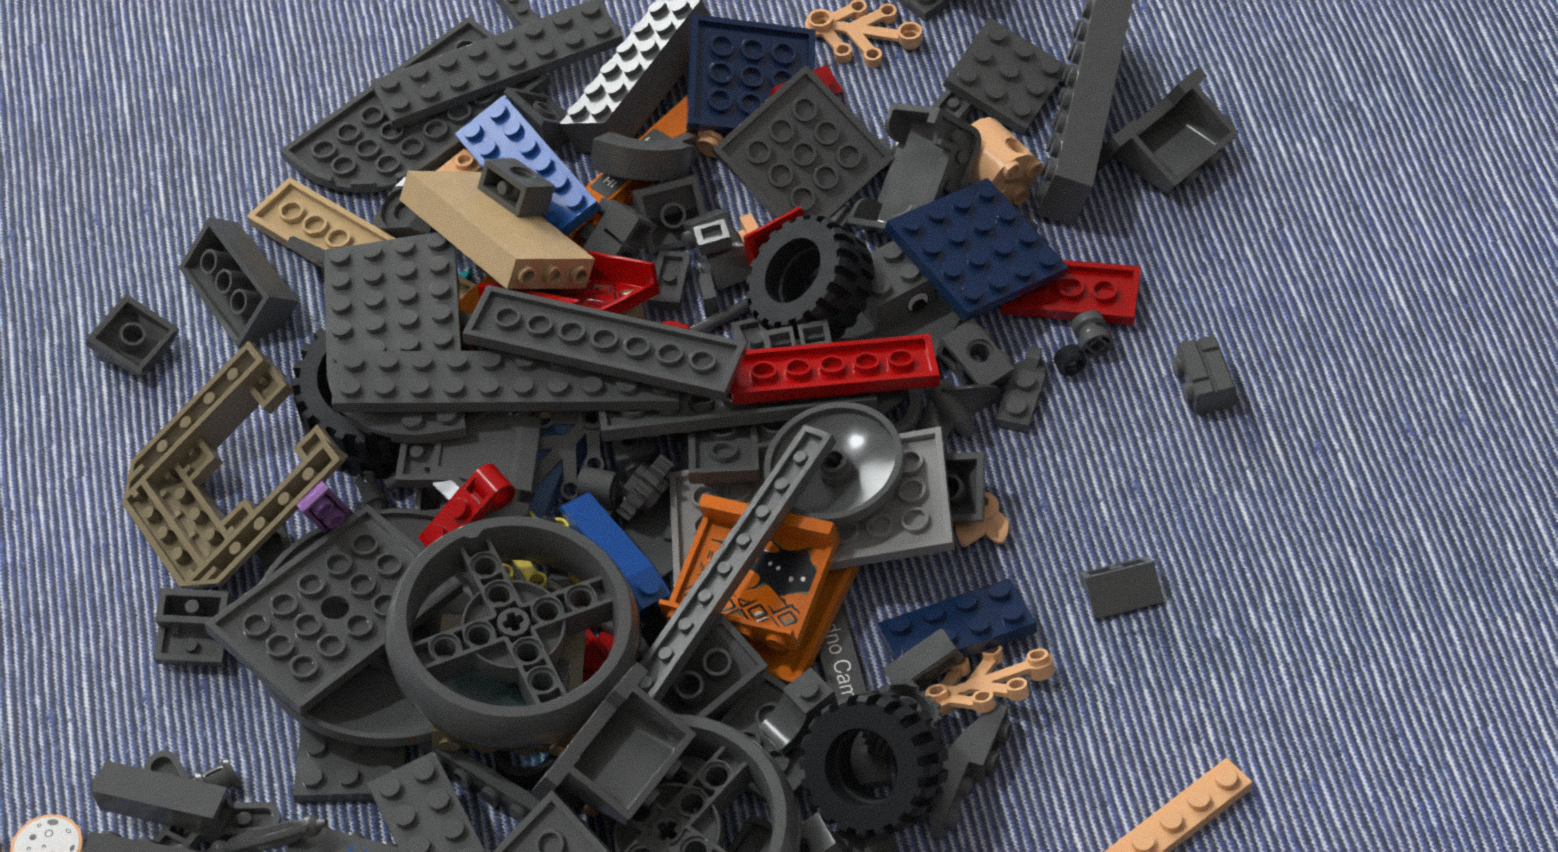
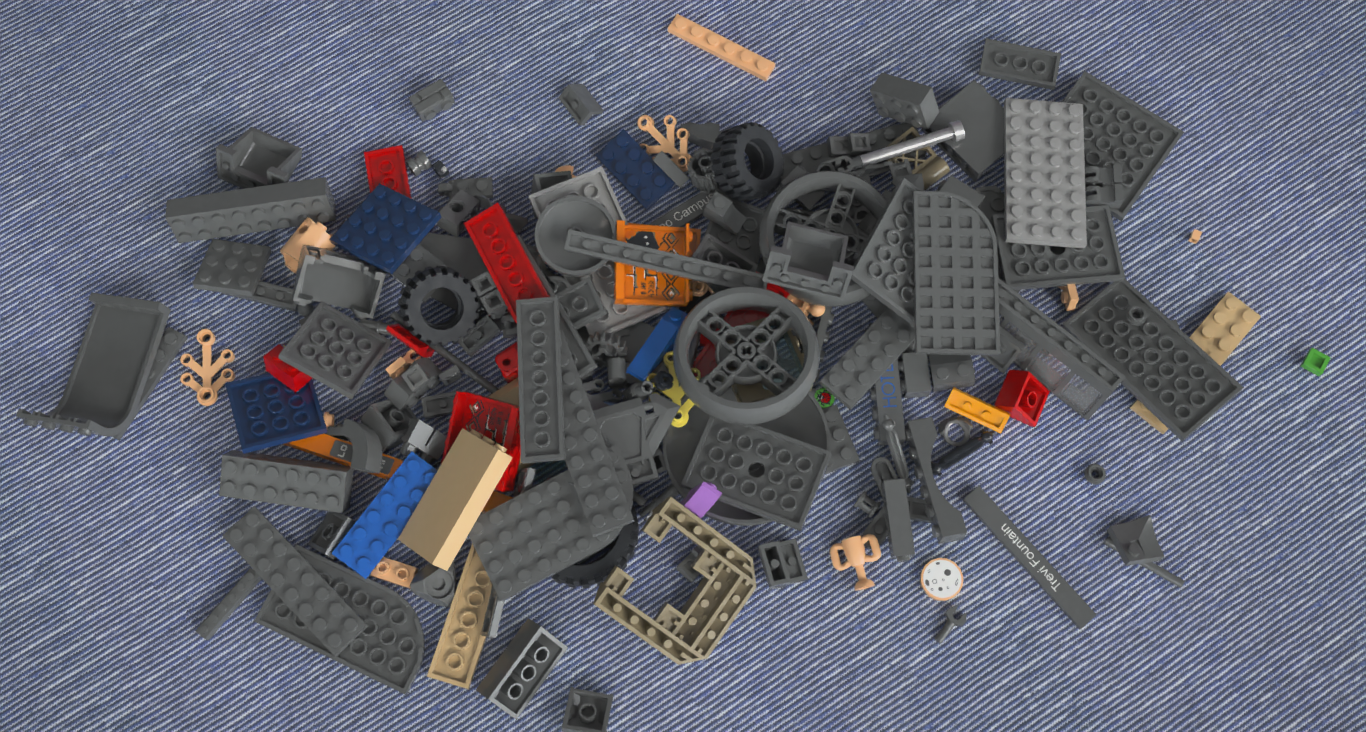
camera: 115 degrees left, 20 degrees up
(154, 734) = (856, 557): none -> light nougat piece
(481, 492) = (668, 423): red plate -> none
(516, 187) = (418, 499): dark grey brick -> none
(544, 499) = (638, 390): none -> dark grey hinge

